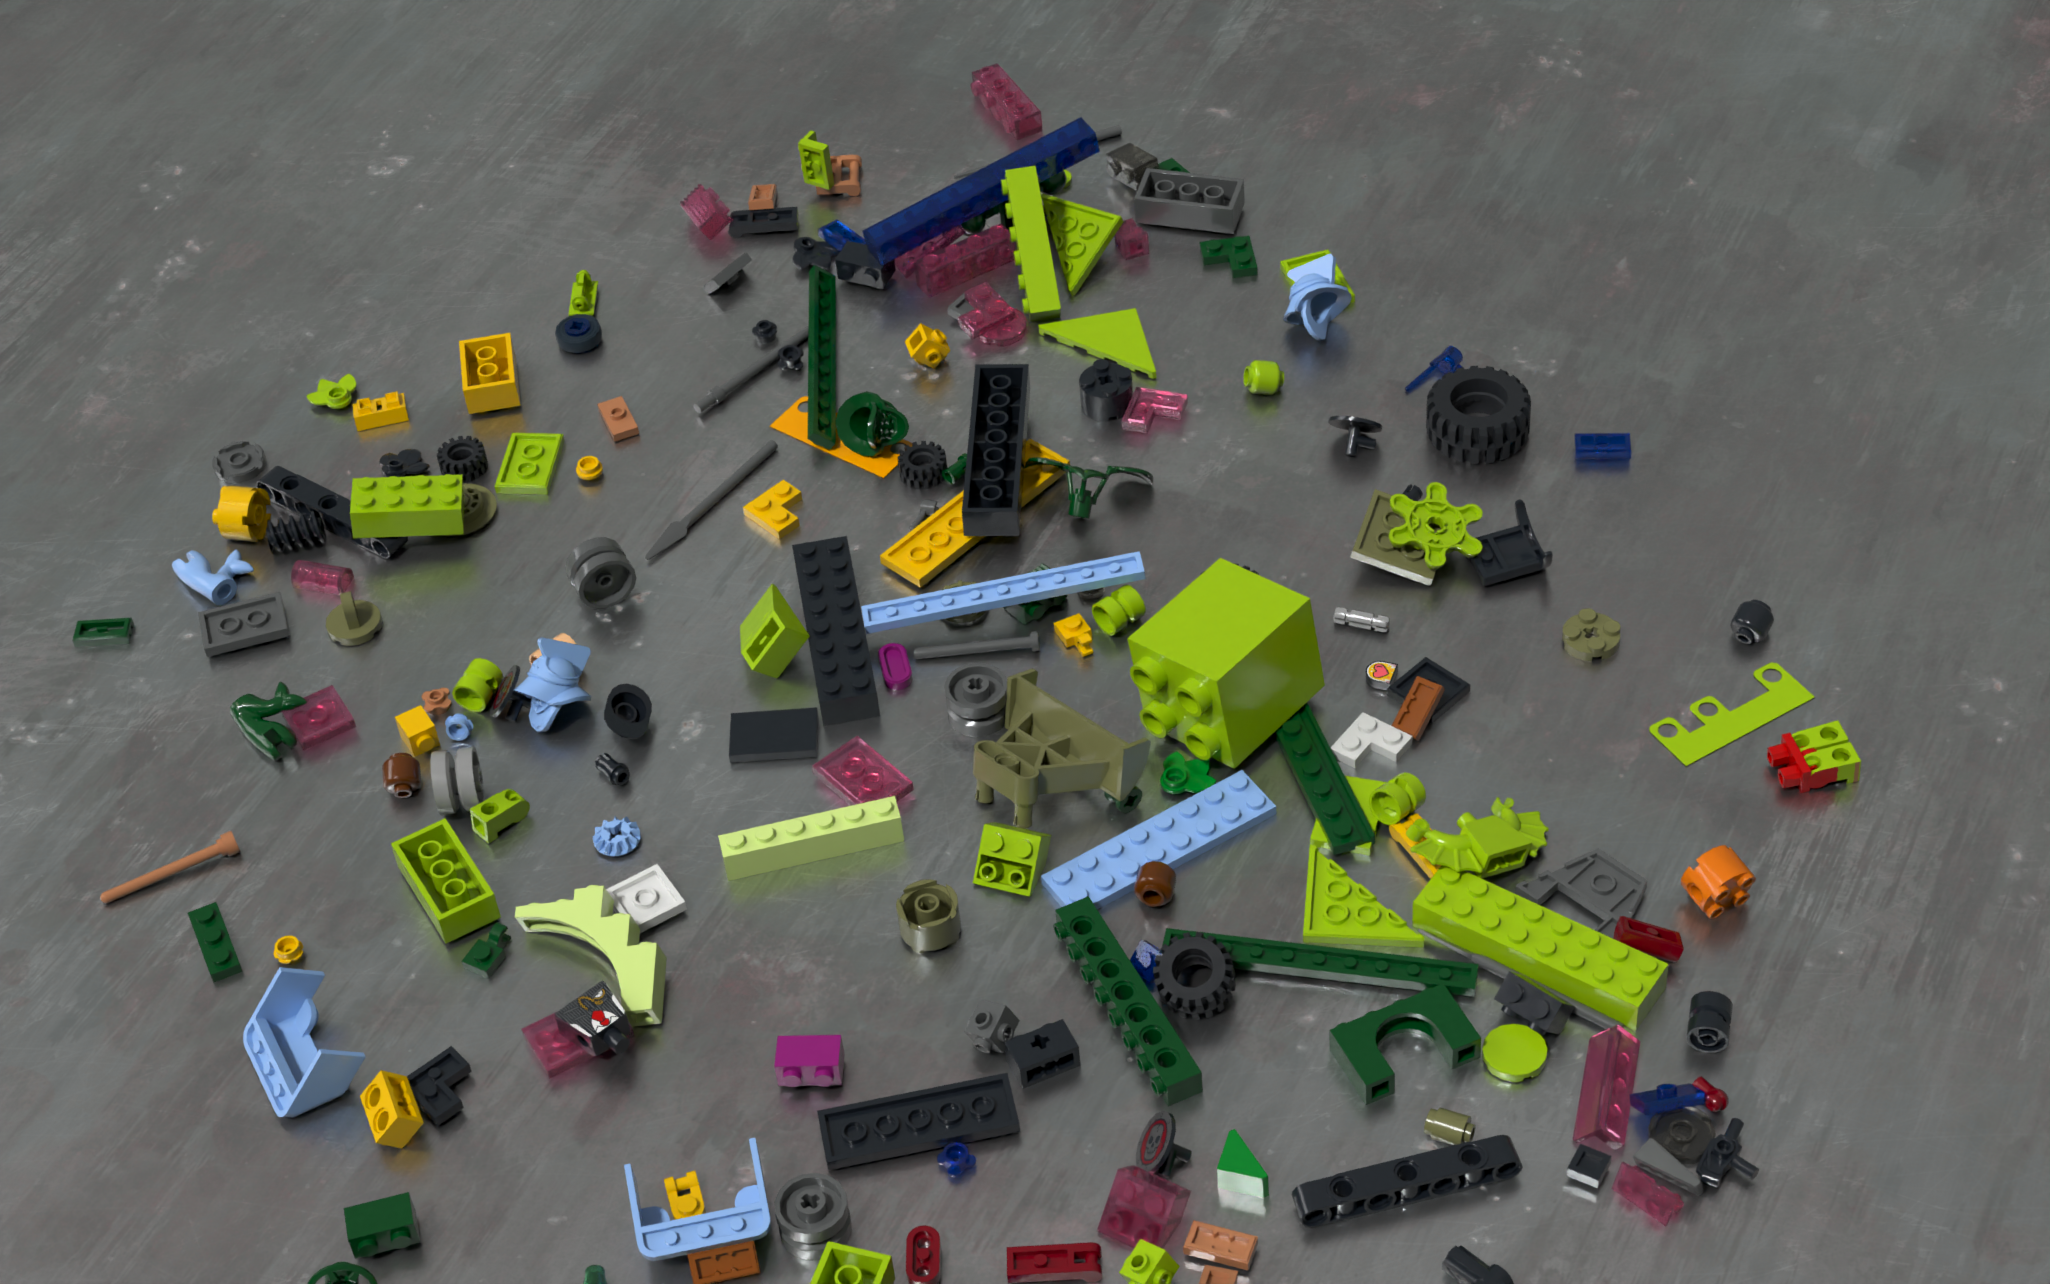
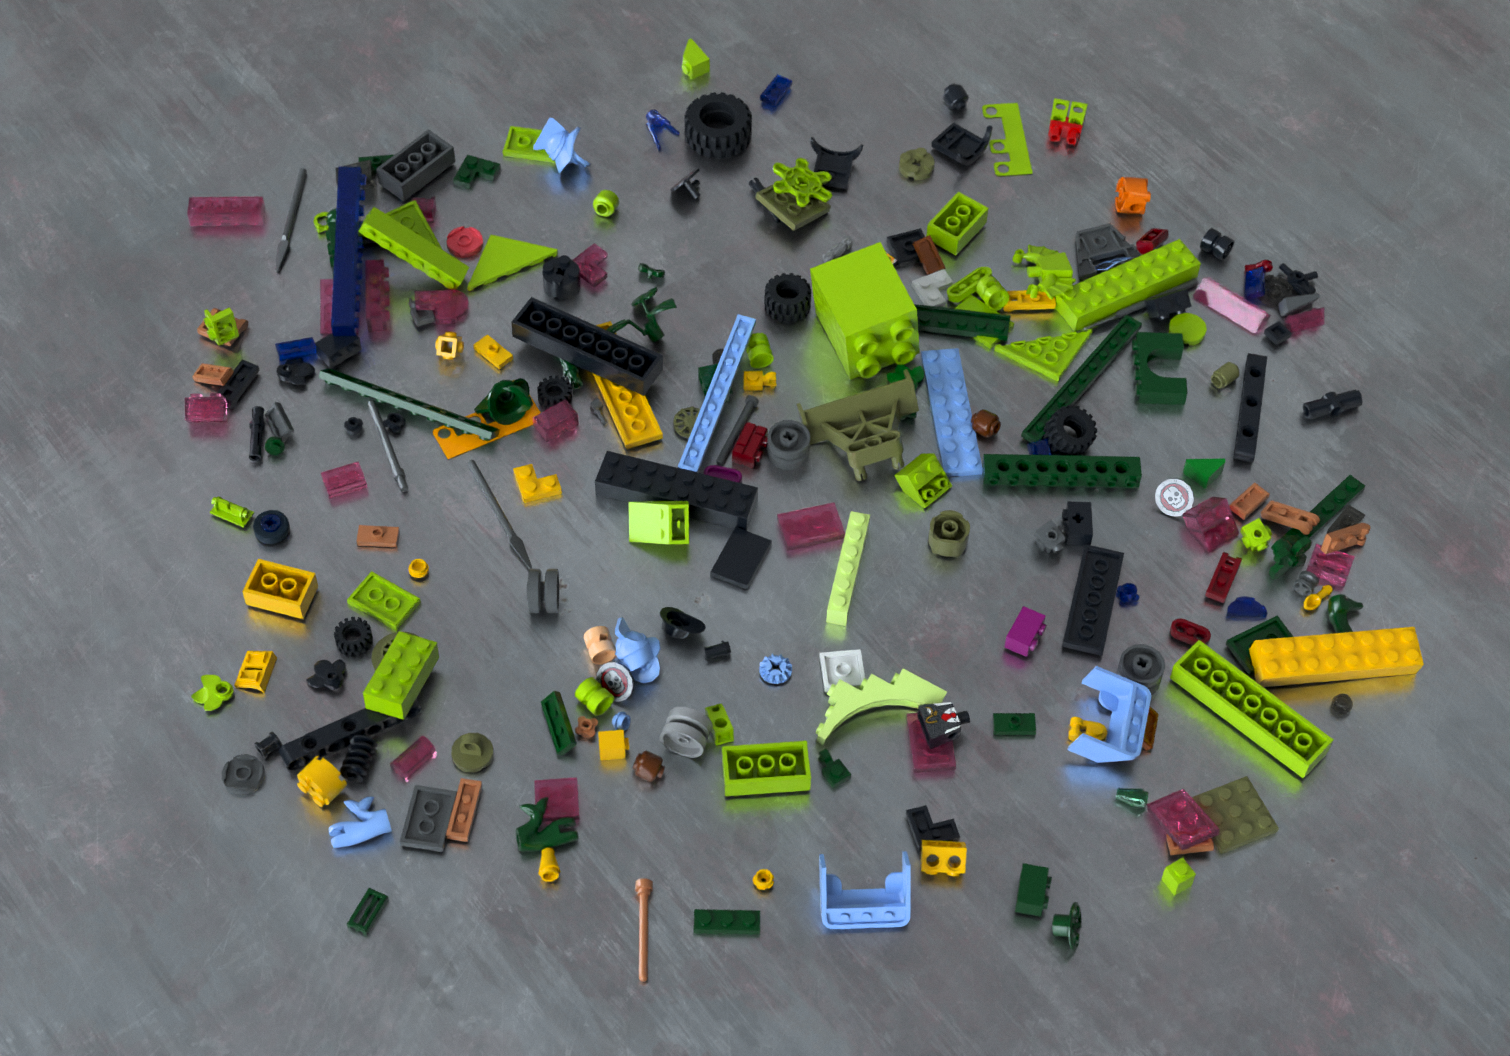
camera: 70 degrees left, 10 degrees up
(223, 748) = (549, 867): none -> yellow cone
(268, 647) = (464, 810): none -> nougat plate
(279, 455) = (268, 745): none -> black bush
(427, 674) = (558, 723): none -> dark green plate
(656, 1114) = (1014, 724): none -> dark green plate
(679, 356) = (344, 480): none -> clear pink plate
(693, 285) = (274, 445): none -> dark green plate
(712, 261) = (257, 427): none -> black pin
(878, 482) = (556, 421): none -> clear pink brick
(946, 659) = (750, 445): none -> dark red brick
(954, 390) = (493, 351): none -> yellow plate
(1111, 295) = (464, 242): none -> coral tile
(1185, 458) = (645, 268): none -> dark green piece
(1385, 767) = (967, 285): none -> lime plate
(1500, 712) = (957, 223): none -> lime brick
(1576, 913) = (1109, 263): none -> sticker
(1583, 350) = (695, 60): none -> lime slope
(1663, 664) = (961, 144): none -> black piece

